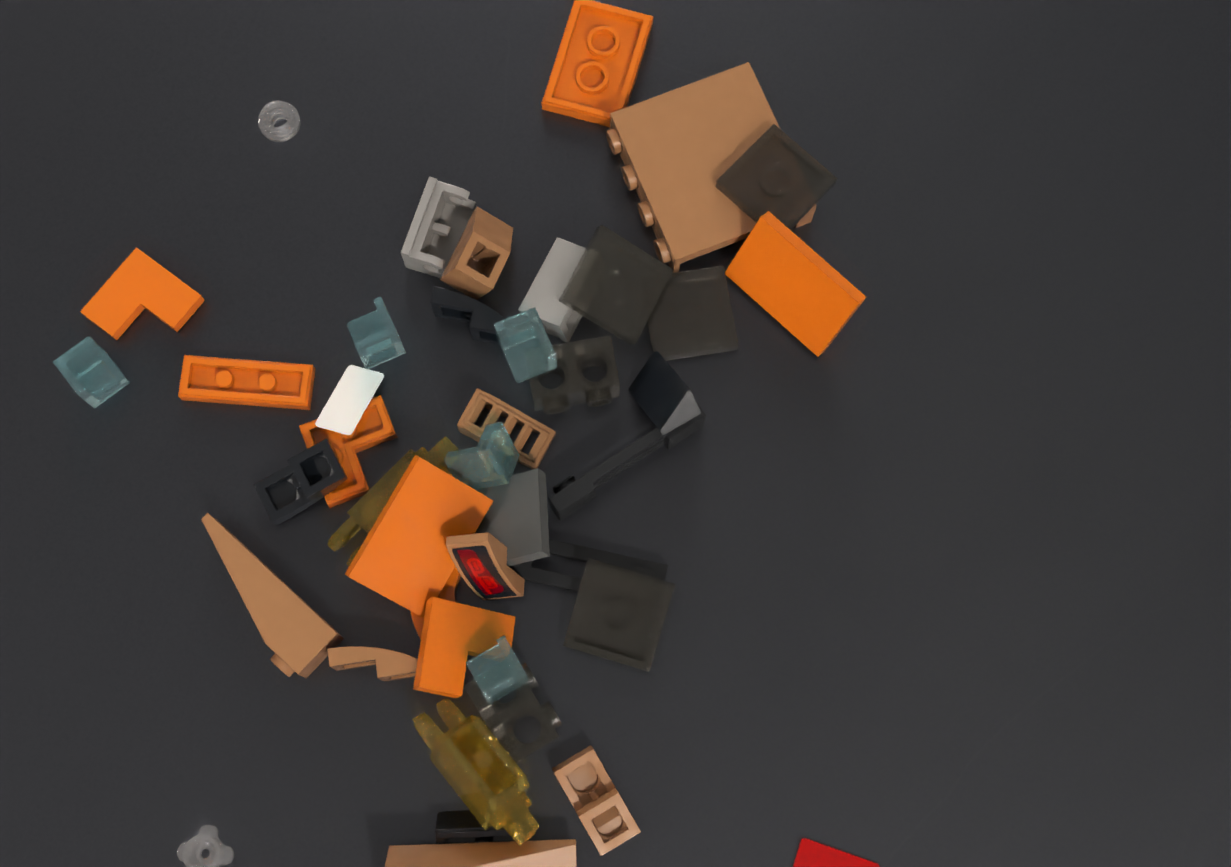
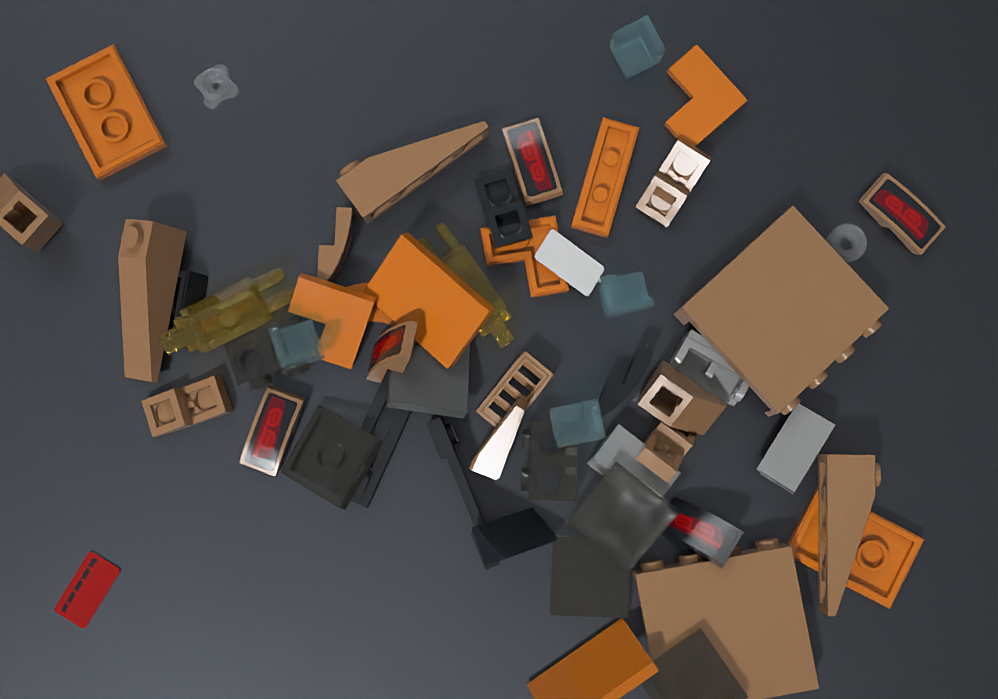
camera: 105 degrees right, 10 degrees up
(235, 73) = (903, 213): none -> slope
(240, 308) = (673, 182): none -> slope
(240, 462) = (532, 161): none -> slope
(362, 166) = (784, 311): none -> medium nougat panel
(488, 463) = (482, 371): clear light blue panel -> none
(508, 129) = (795, 448): none -> light grey hinge
(534, 256) = (665, 450): none -> medium nougat slope
(559, 71) = (844, 505): none -> medium nougat slope
(568, 432) = (495, 450): none -> slope
(603, 691) = (272, 430): none -> slope
(617, 200) = (702, 533): none -> slope

